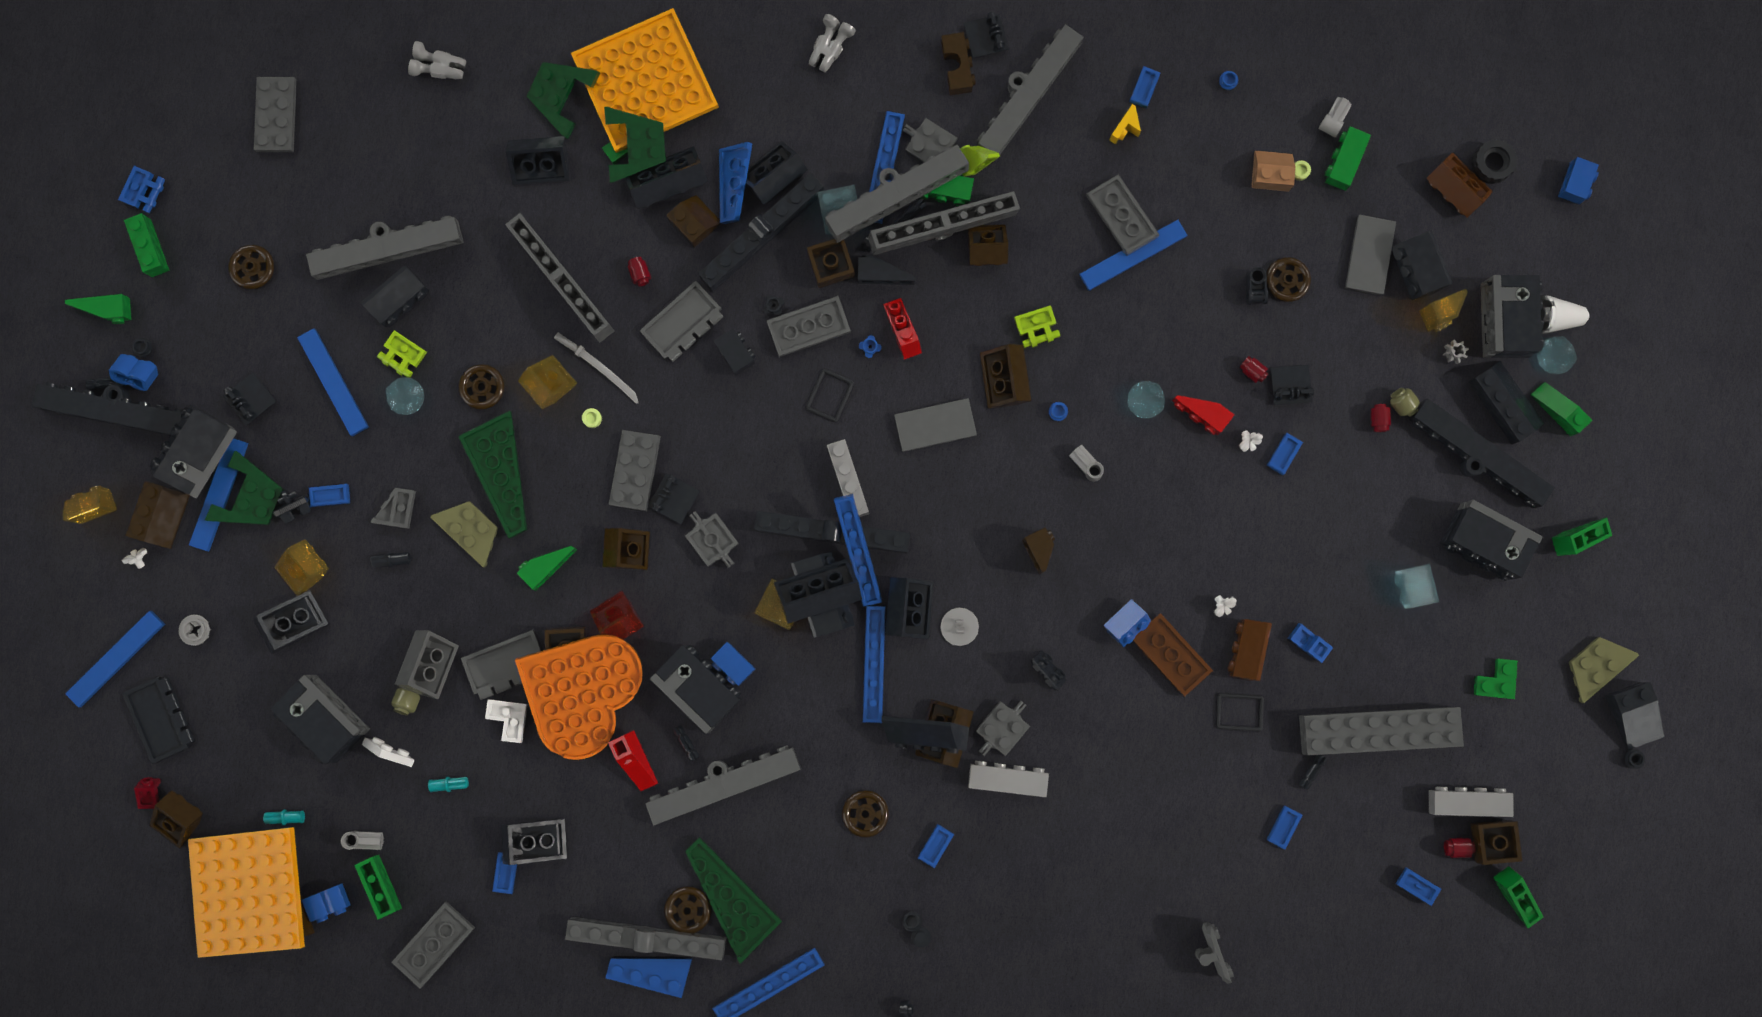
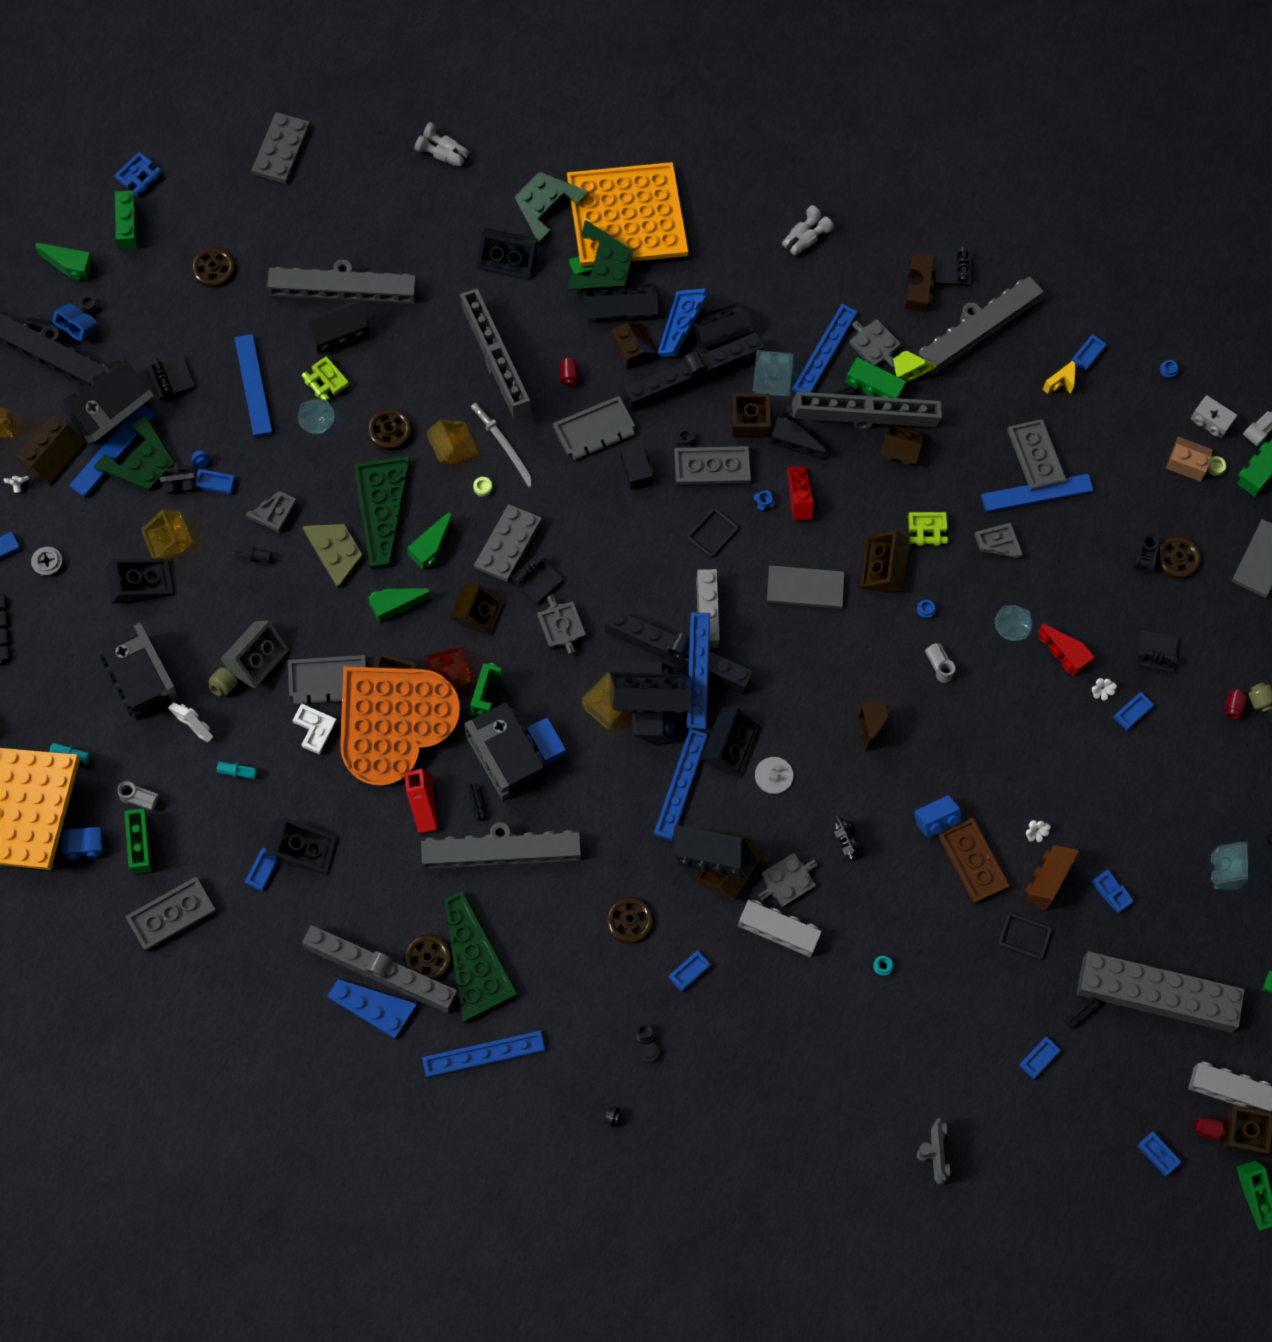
camera: 10 degrees right, 15 degrees down
(307, 477) = (200, 458): none -> blue plate
(558, 498) = (427, 547): none -> green slope
(655, 634) = (489, 674): none -> green panel
(897, 193) = (830, 369): dark grey hinge -> none
(1110, 318) = (999, 541): none -> dark grey wing
(1121, 784) = (886, 960): none -> teal plate
(1254, 369) = (1124, 626): dark red brick -> none
(1294, 118) = (1211, 409): none -> light grey brick

